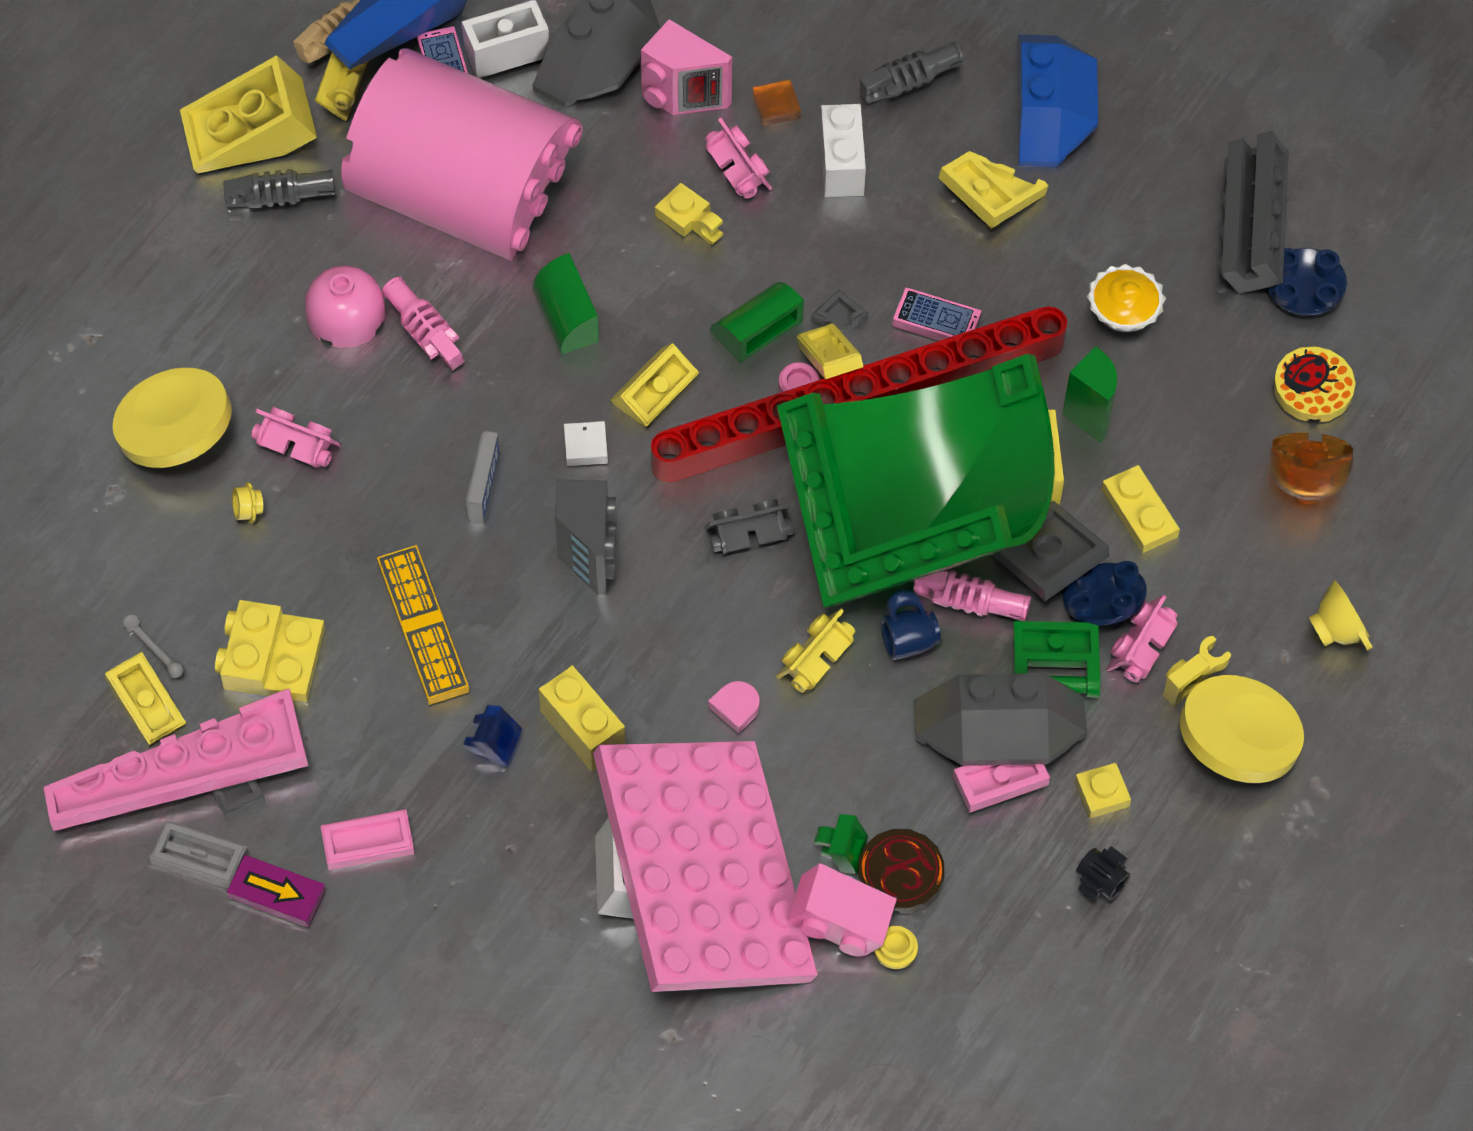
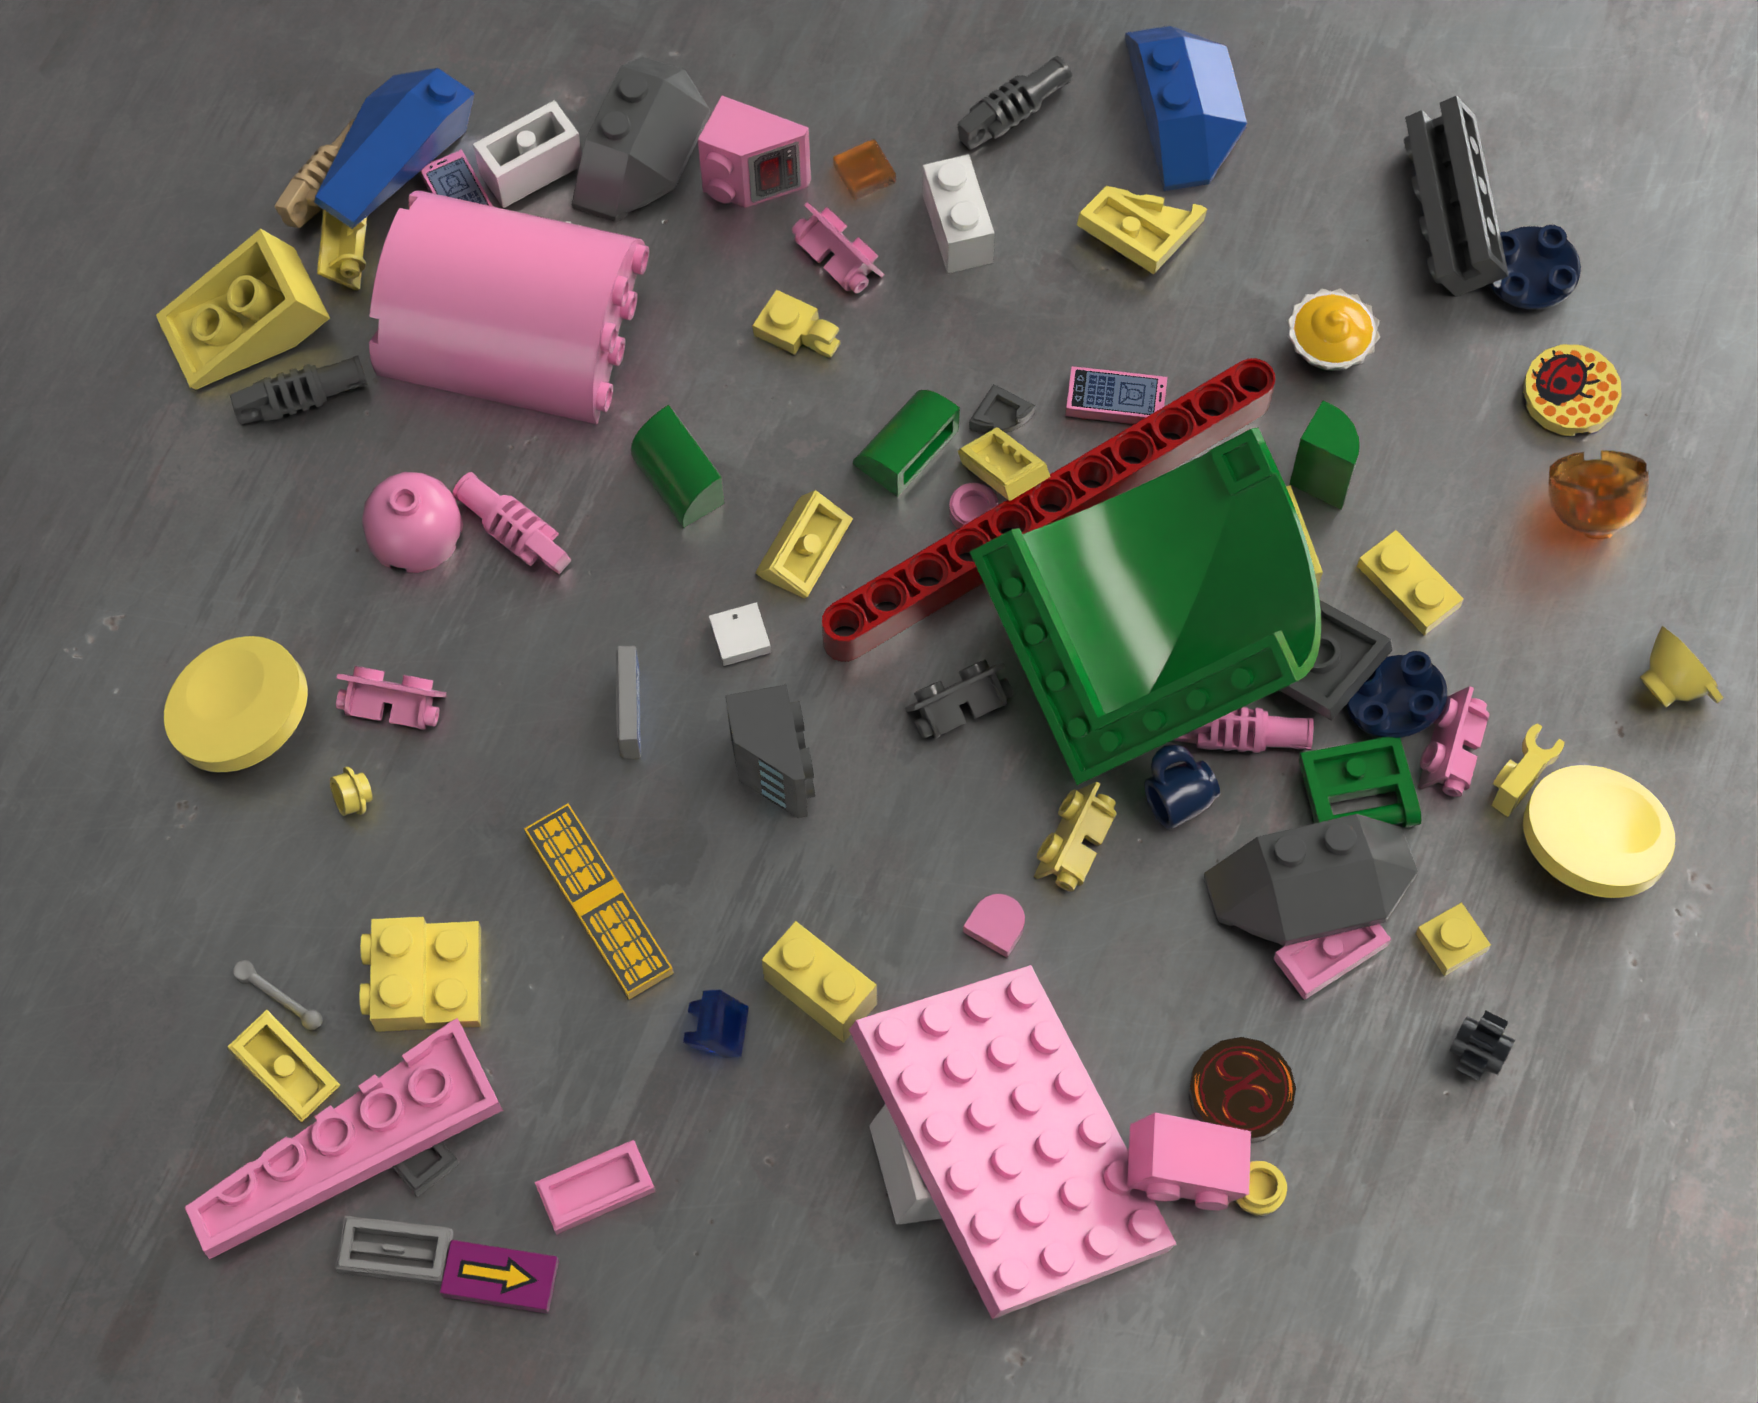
camera: 10 degrees left, 5 degrees up
(843, 843) = (1168, 1072): green tile -> none

